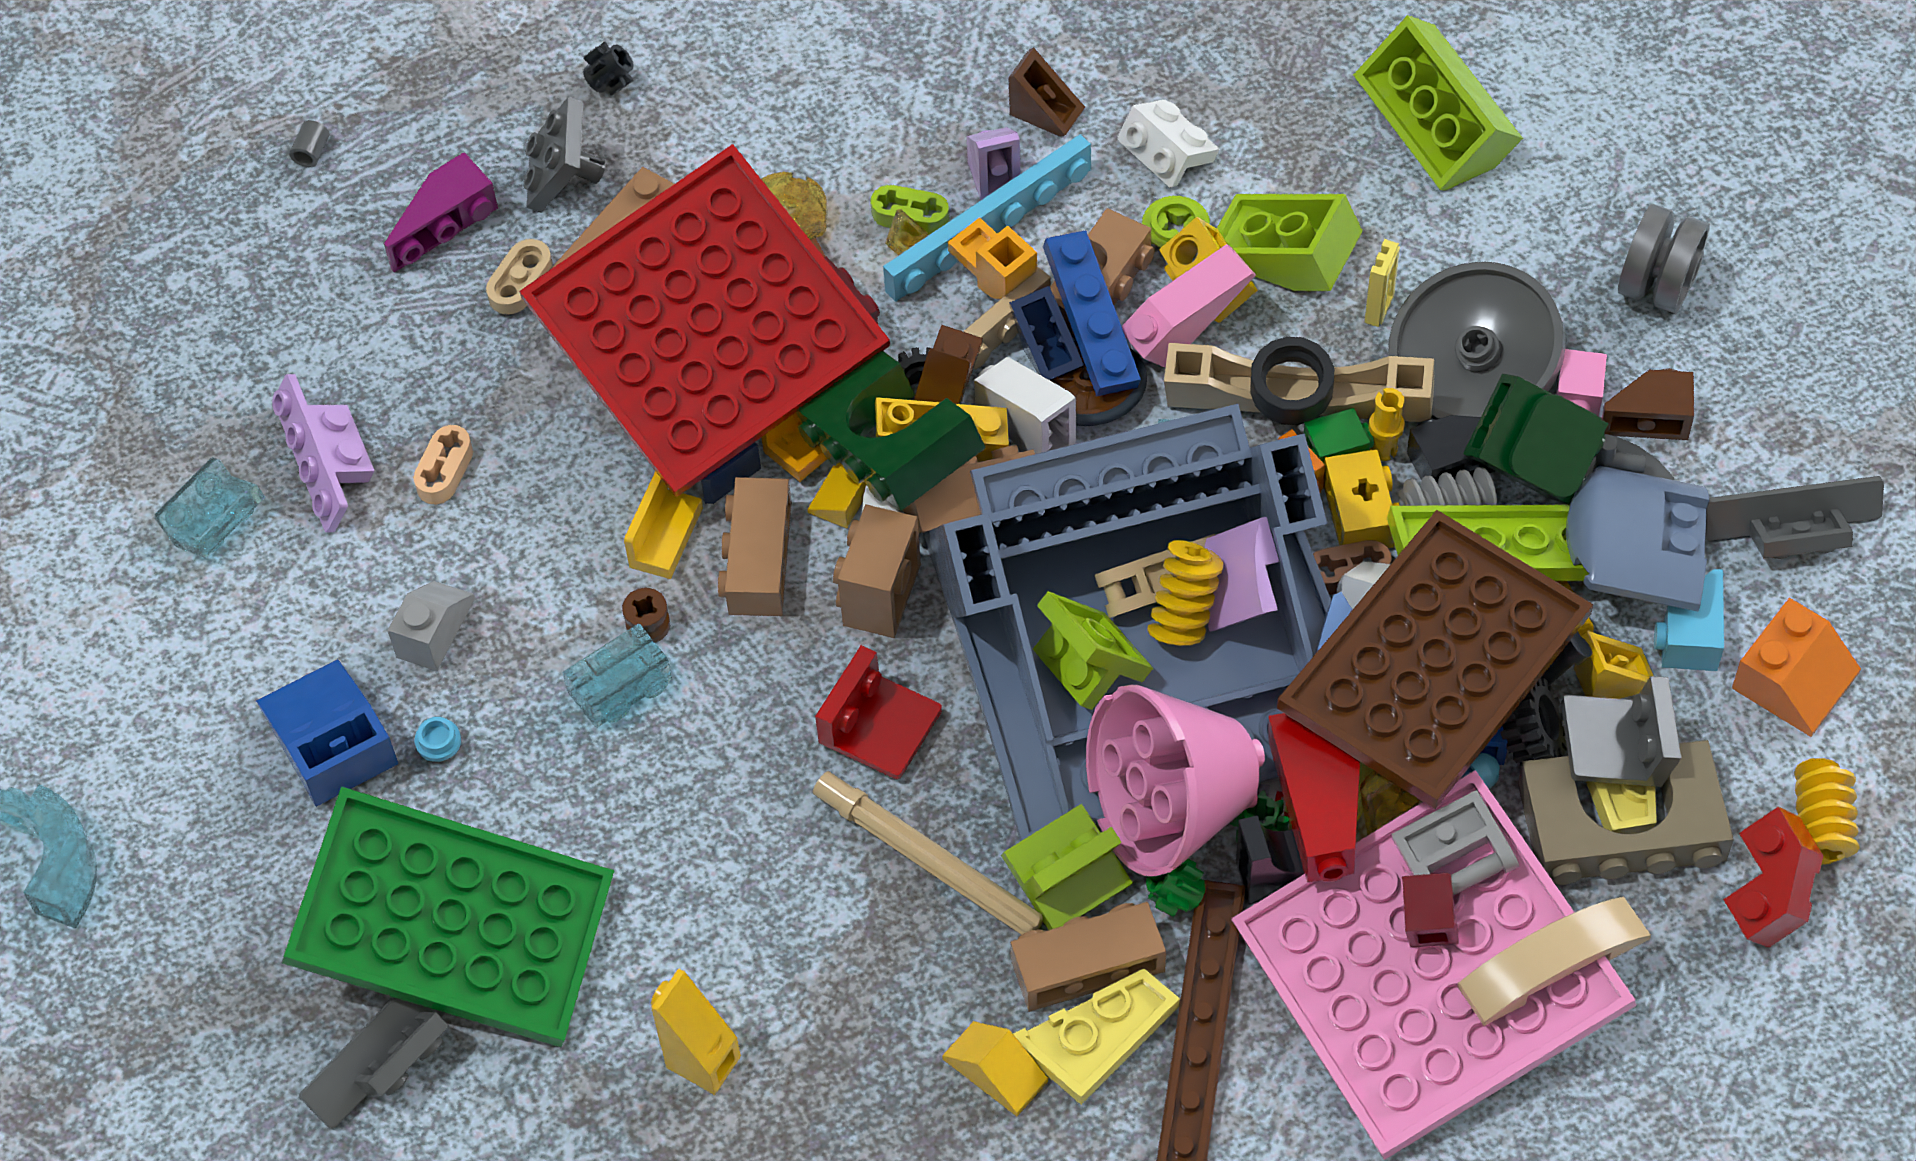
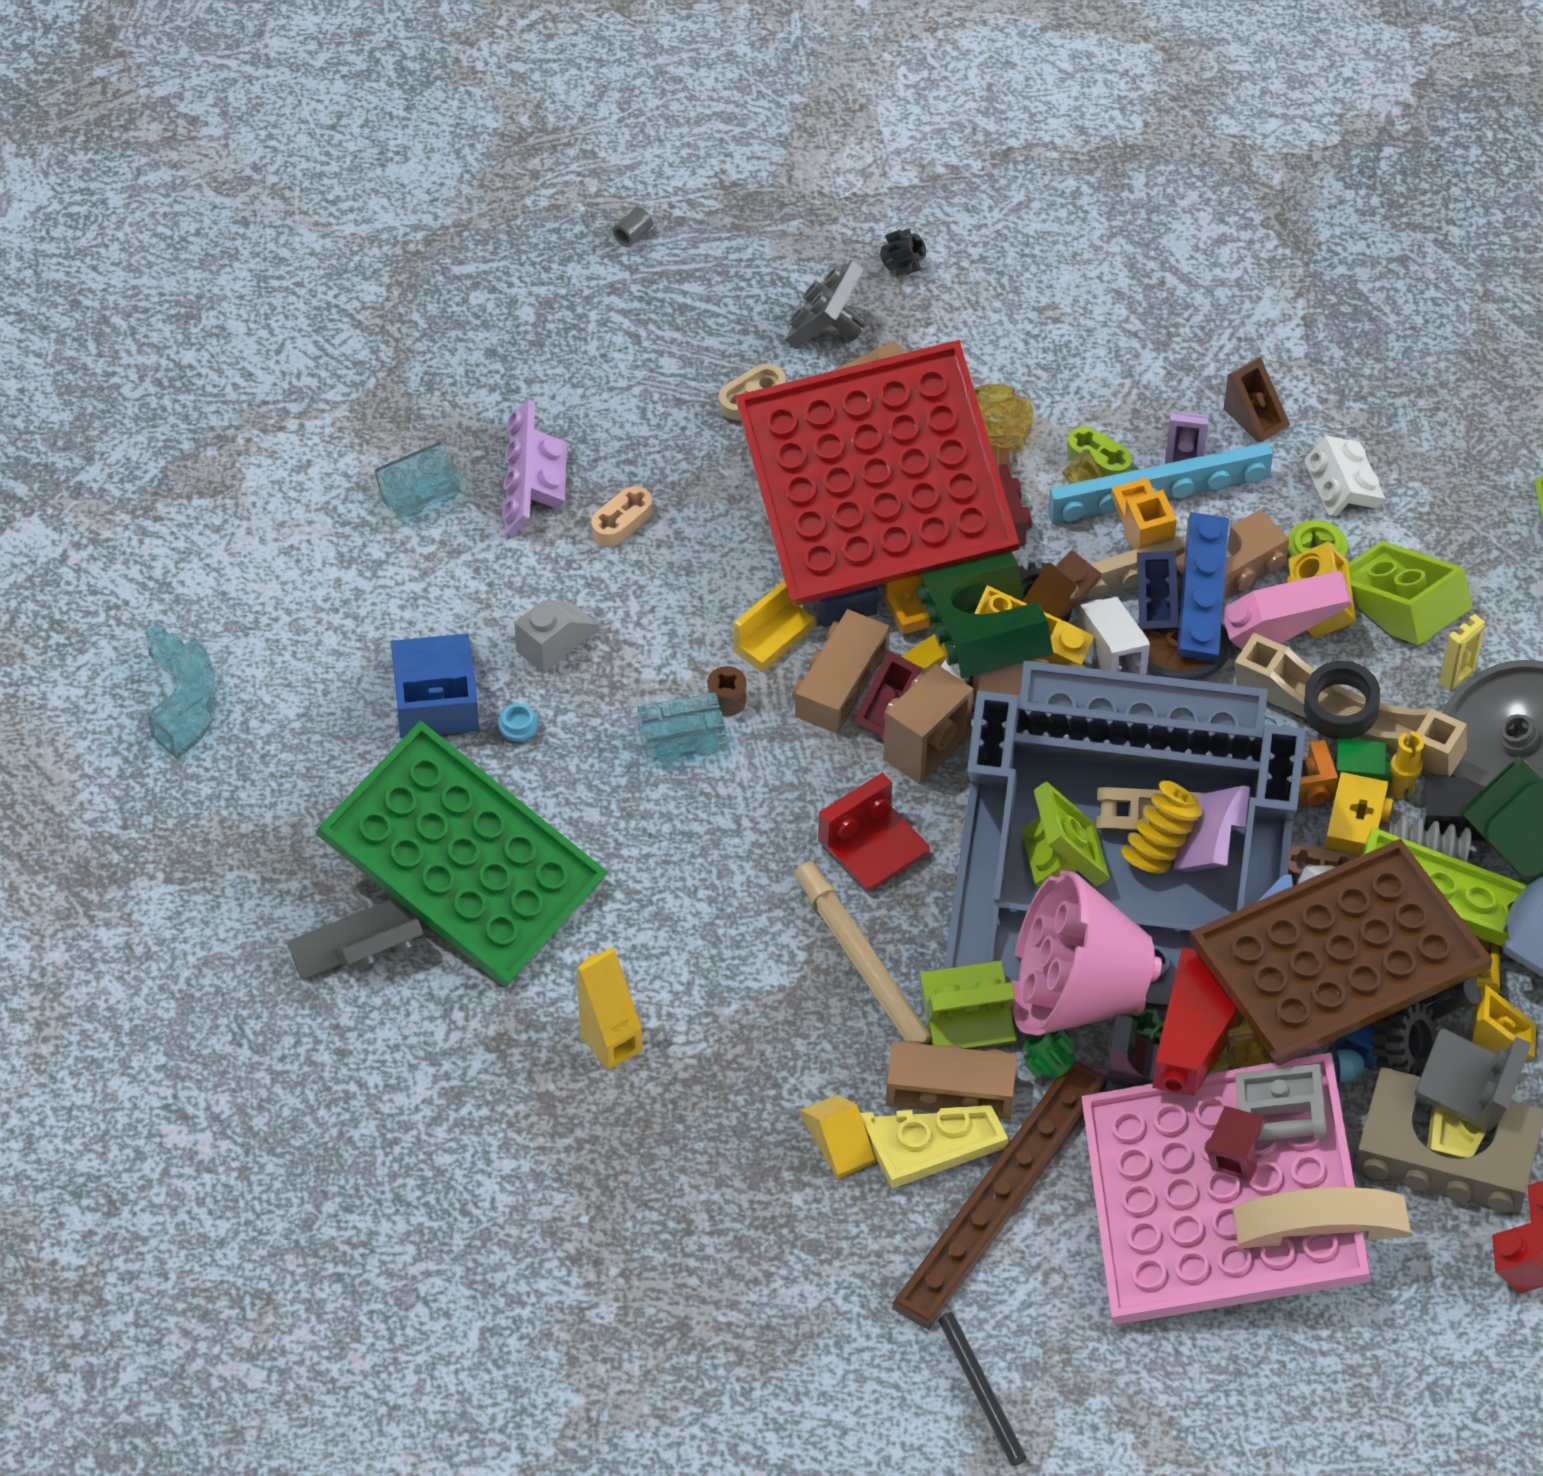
camera: 20 degrees right, 5 degrees down
(442, 207) = (717, 314): magenta slope -> none
(821, 546) = (890, 682): none -> dark red slope

